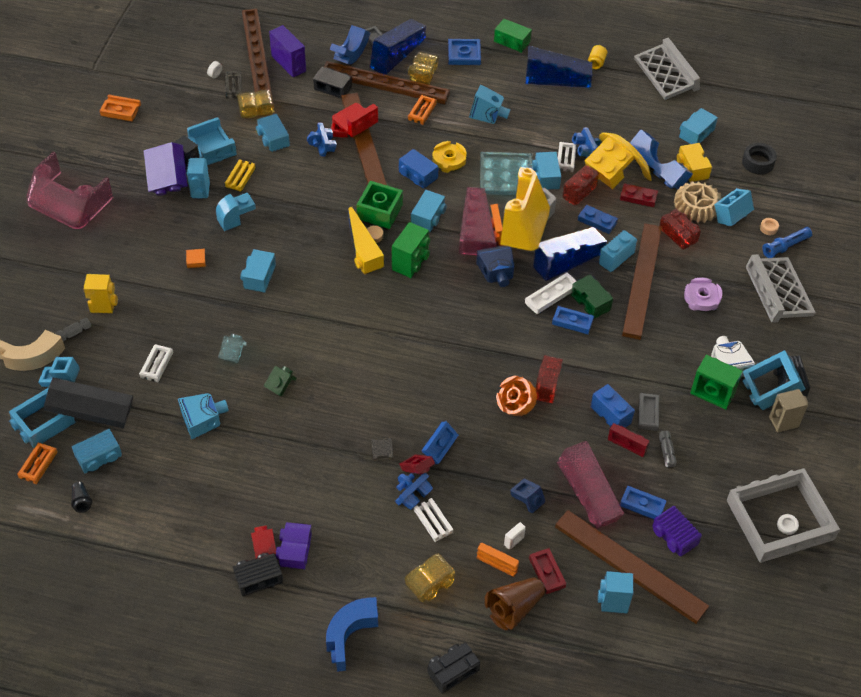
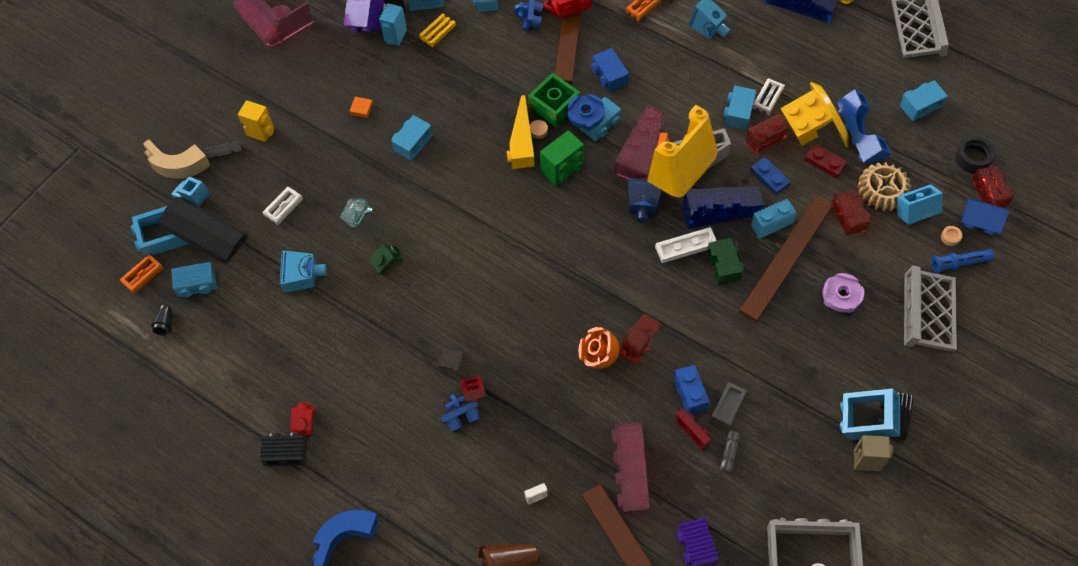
camera: 25 degrees right, 10 degrees up
(230, 209) = (411, 65): dark azure brick -> none
(294, 546) = (328, 433): dark purple brick -> none
(408, 210) = (583, 120): none -> blue plate
(425, 506) = (465, 433): white tile -> none
(430, 577) = (438, 509): clear yellow brick -> none
(440, 442) = (506, 372): blue plate -> none
(446, 163) = (644, 72): yellow plate -> none
(497, 559) = (509, 512): orange tile -> none
(501, 170) = (698, 90): clear light blue plate -> none
(528, 493) = (568, 455): dark blue bracket -> none
(547, 570) = (552, 541): dark red plate -> none
(573, 320) = (694, 281): blue plate -> none
(587, 143) = (796, 87): blue hips -> none
(642, 502) = (678, 501): blue plate -> none
(692, 158) = (899, 140): yellow brick -> none
(716, 381) = (809, 396): green brick -> none
(732, 354) = (838, 374): white torso -> none
(785, 180) = (992, 186): none -> clear red brick
(789, 202) = (984, 216): none -> blue brick

